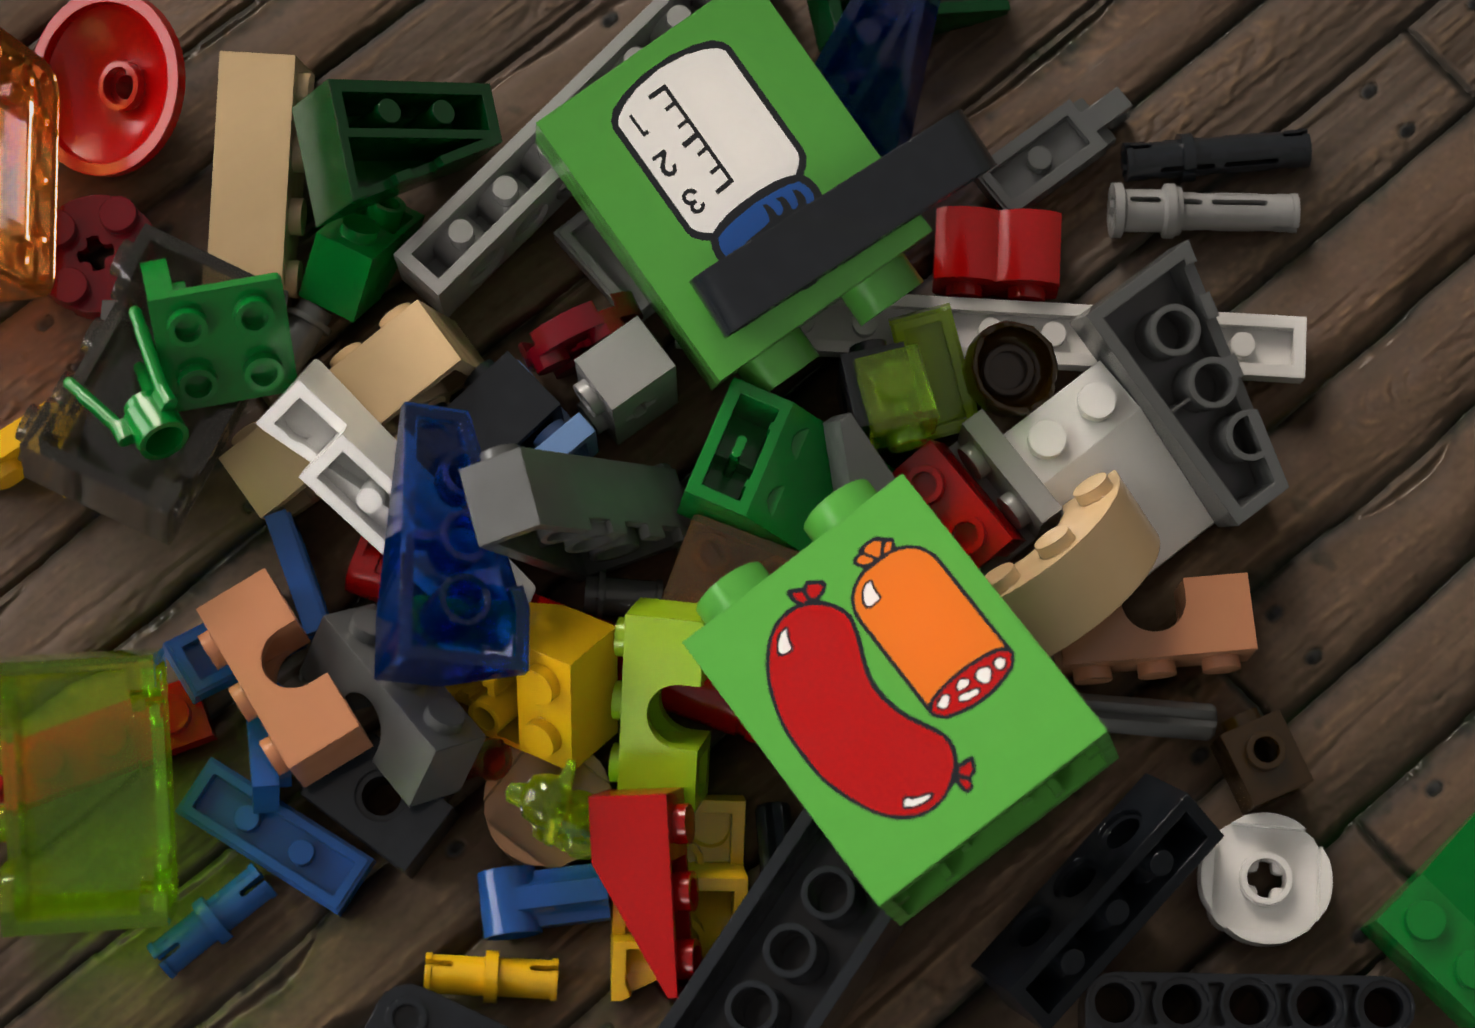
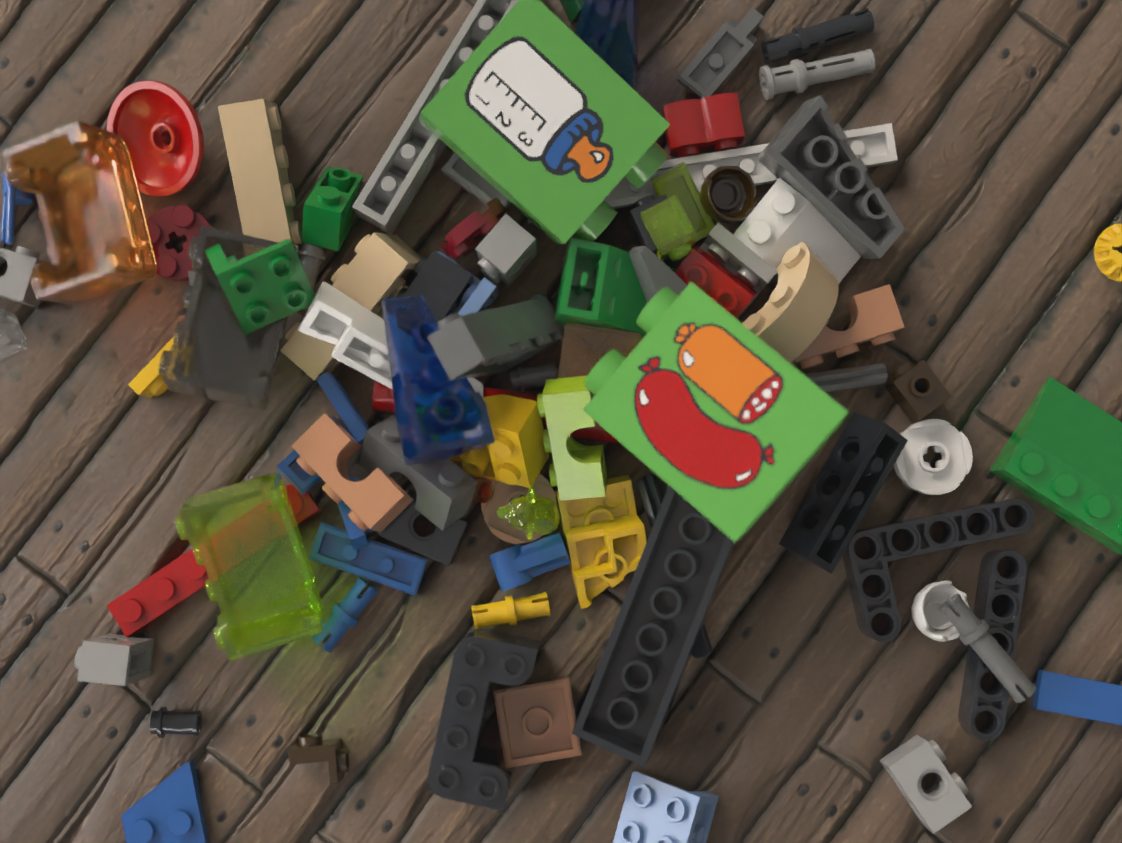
camera: 10 degrees left, 10 degrees up
(149, 415) = (235, 341): green plant -> none
(388, 138) = (330, 136): dark green wedge -> none
(643, 864) = (583, 532): red slope -> none
(842, 223) = (618, 132): black beam -> none

